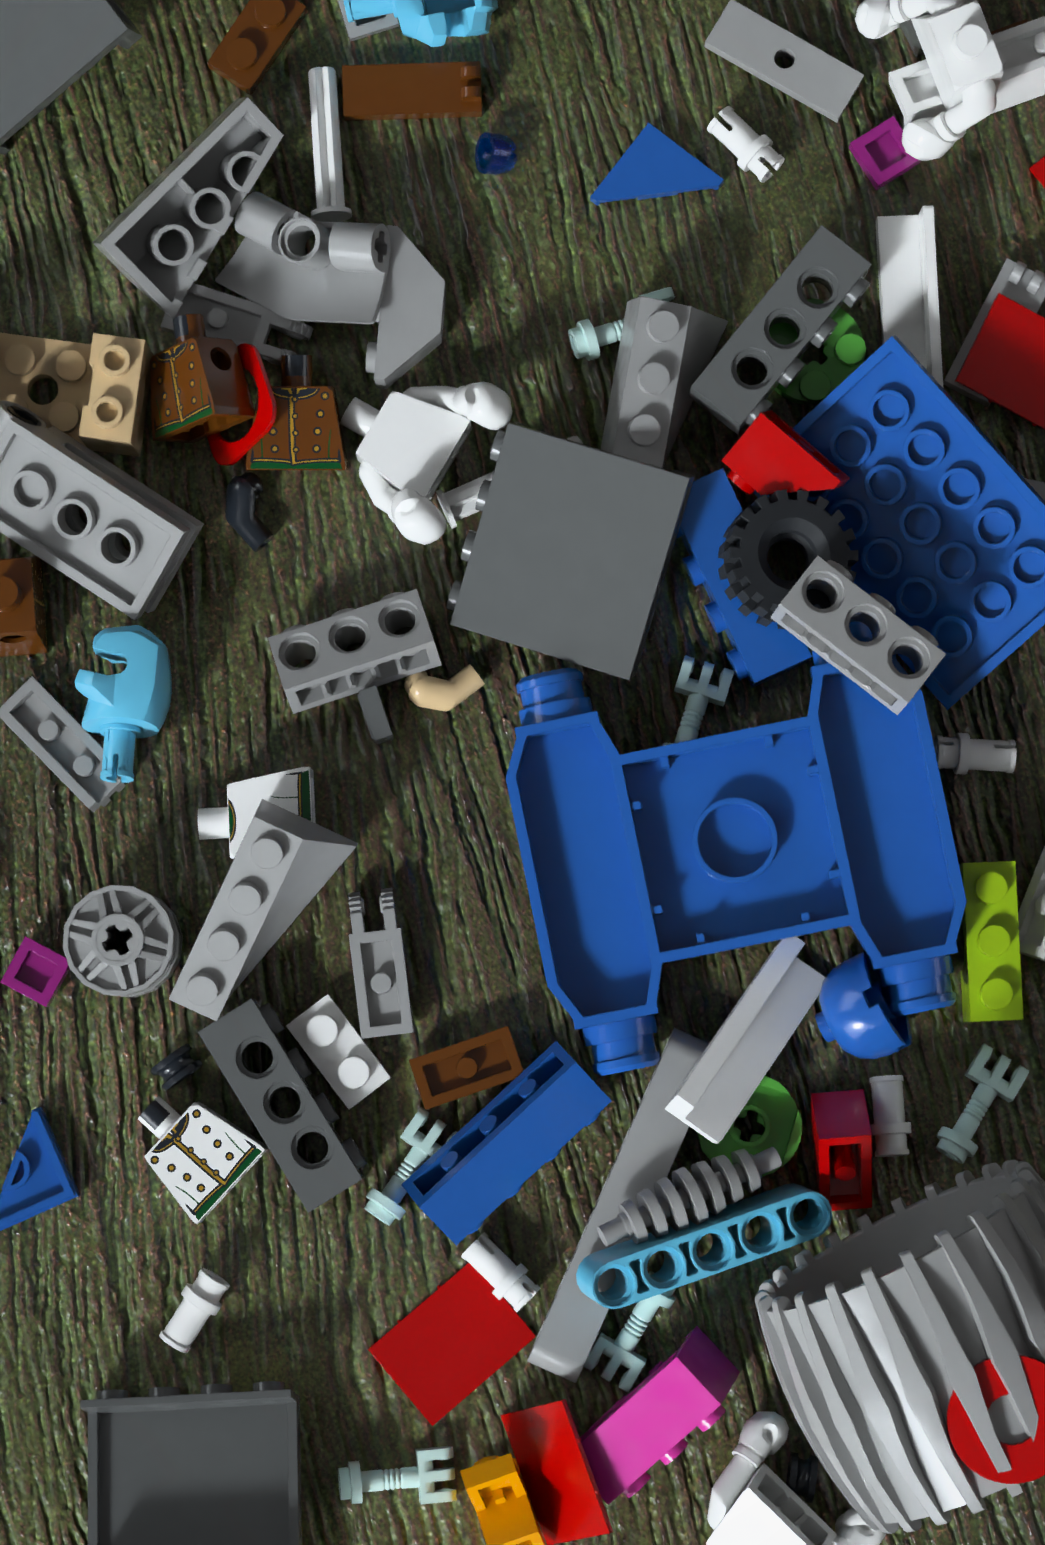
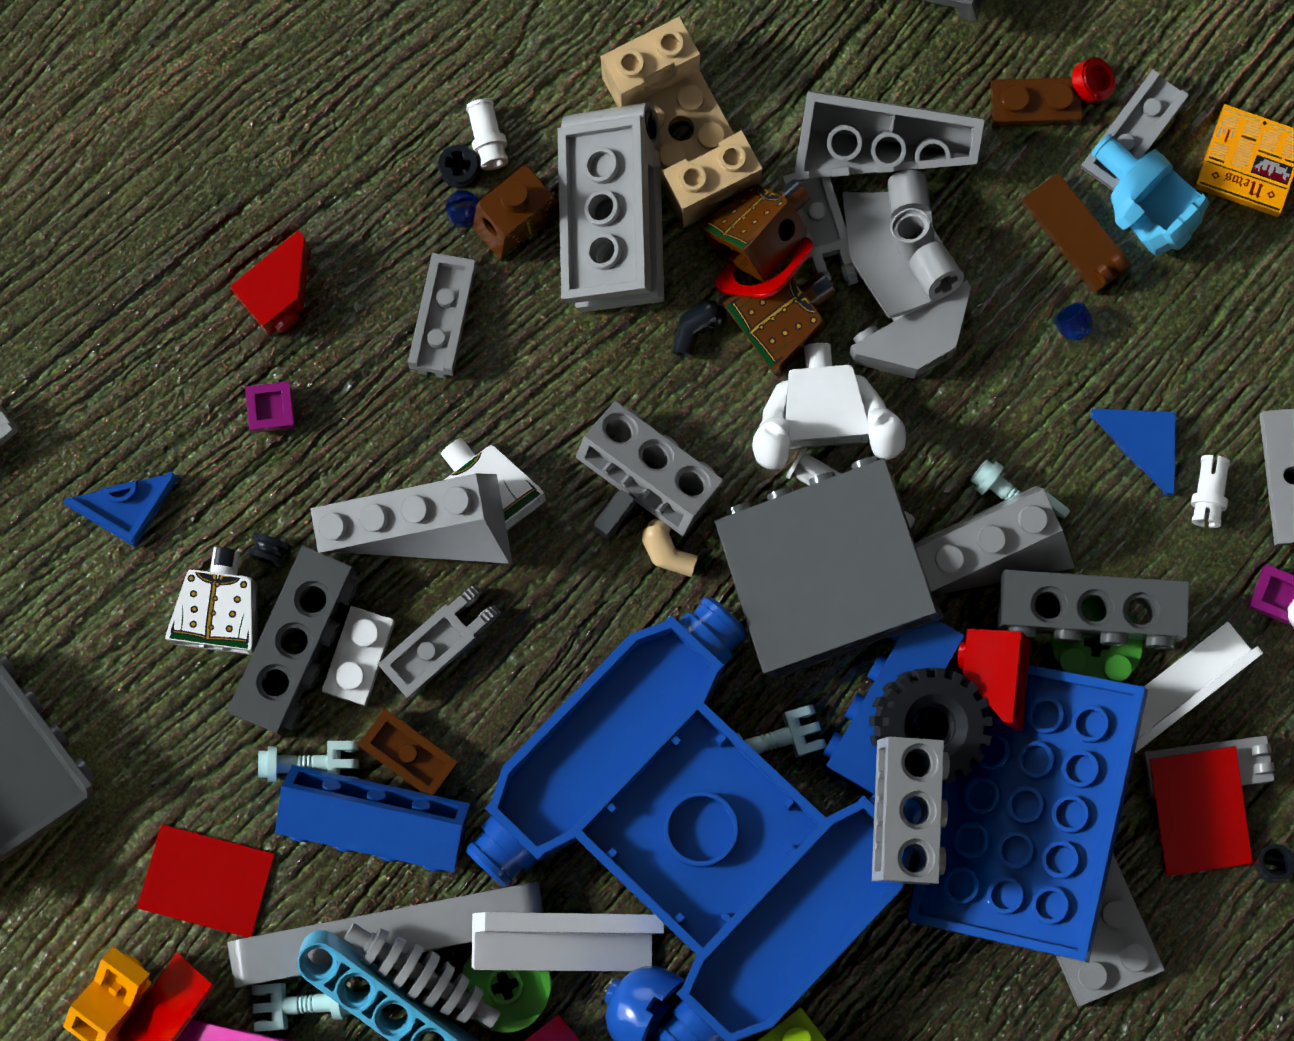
camera: 55 degrees right, 5 degrees down
(127, 702) = (501, 336): medium azure piece -> none
(152, 949) = (337, 473): light grey wheel -> none
(196, 1307) = (111, 681): white pin -> none
(326, 146) = (993, 202): white axle -> none
(354, 1482) = (96, 926): light aqua hinge -> none
(501, 1272) = (278, 880): white pin -> none
(974, 754) = (888, 962): white pin -> none

